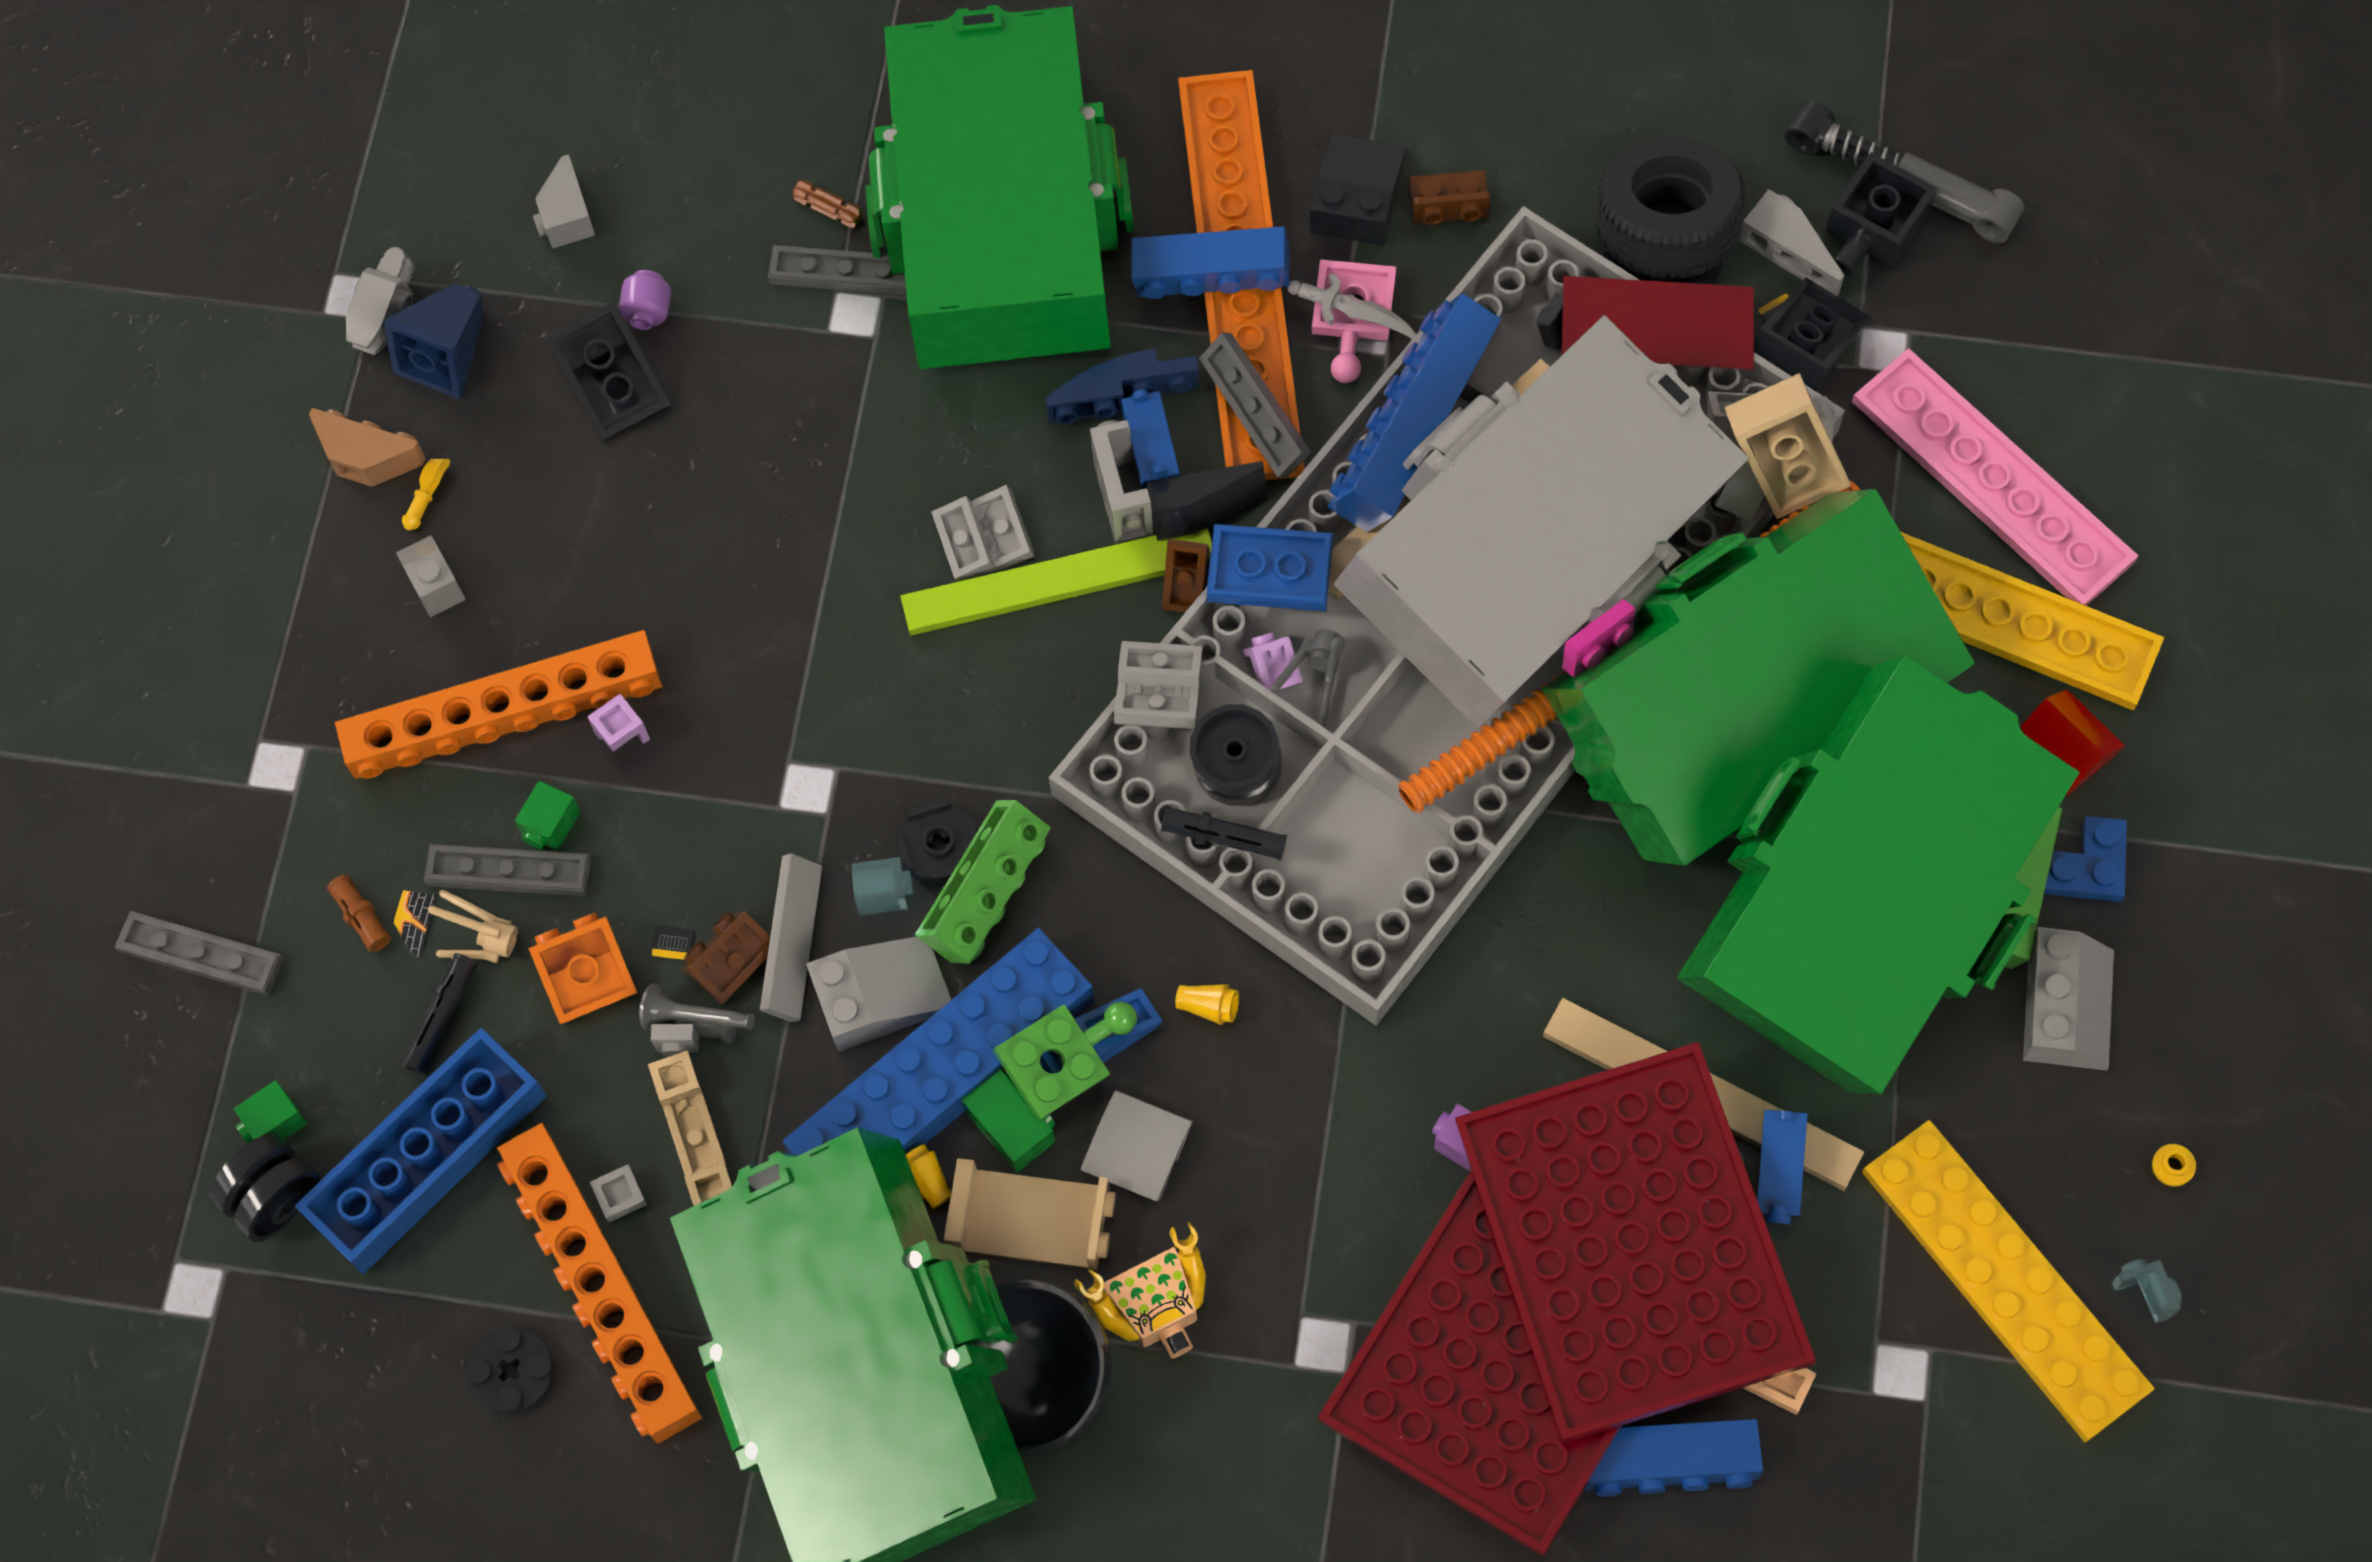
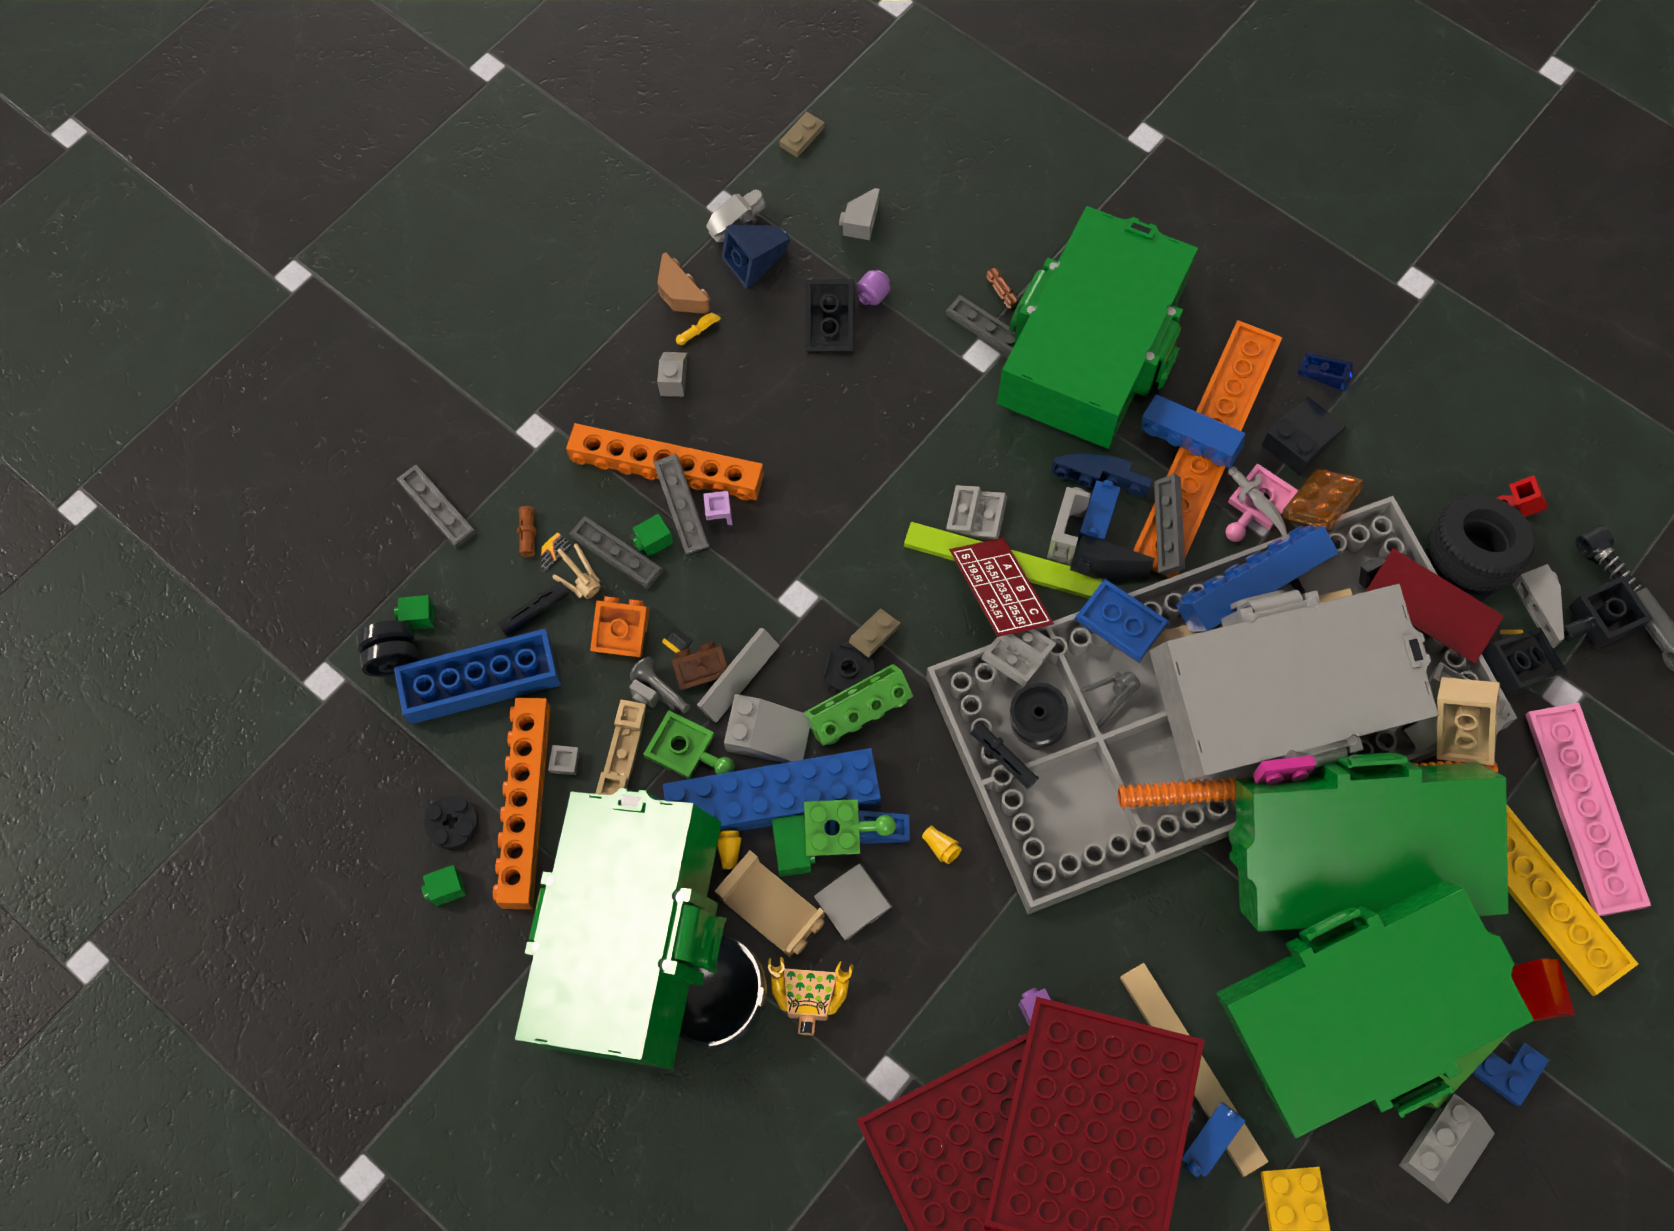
camera: 30 degrees right, 0 degrees up
(401, 134) = (802, 134): none -> dark tan plate
(557, 1460) = (443, 886): none -> green brick
(563, 749) = (681, 504): none -> flat silver tile
(792, 1093) = (686, 760): none -> bright green plate
(881, 886) = (802, 674): clear light blue brick -> none
(944, 773) = (874, 632): none -> dark tan plate
(1080, 613) = (1001, 587): none -> dark red sticker
(1184, 574) = (1072, 597): reddish brown slope -> none
(1270, 658) = (1092, 671): lavender bracket -> none
(1336, 84) = (1327, 370): none -> clear blue slope
(1434, 259) = (1323, 498): none -> clear orange plate
(1449, 197) = (1356, 465): reddish brown bracket -> none
(1691, 114) = (1526, 496): none -> red brick

